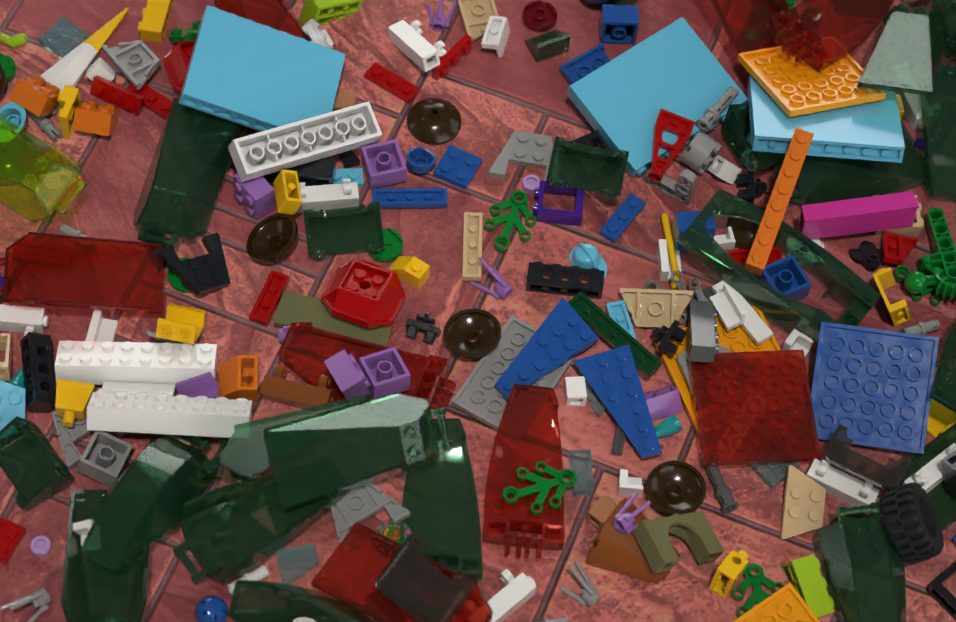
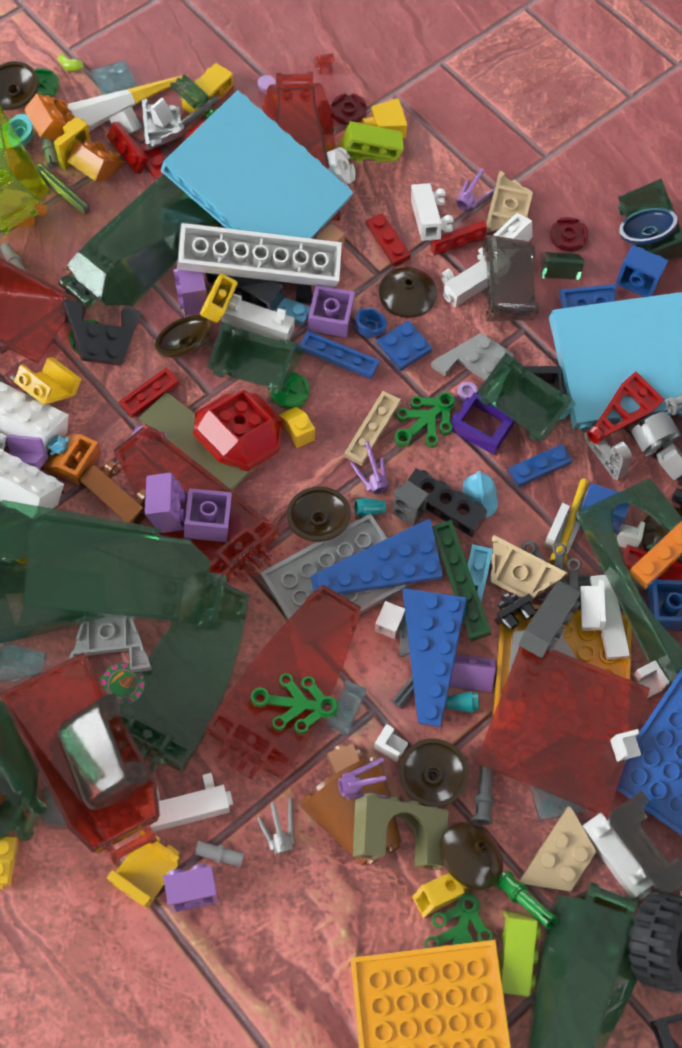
camera: 30 degrees right, 5 degrees up
(85, 157) = (63, 189): none -> axle
(133, 52) = (161, 113): none -> white slope
(147, 20) = (192, 89): none -> clear green tile
(164, 36) = (198, 112): none -> dark grey bar
(224, 372) = (58, 445): none -> medium azure plate
(414, 326) = (268, 482): black hips -> none
(486, 84) = (467, 283): none -> white brick
(504, 311) = (366, 506): none -> teal cone
(517, 74) = (510, 279): none -> clear smoke windscreen
(539, 292) = (409, 503): none -> dark grey brick
(738, 534) = (471, 856): none -> dark brown dish
(788, 545) = (519, 894): none -> green pin
(808, 399) = (625, 745): none -> white panel

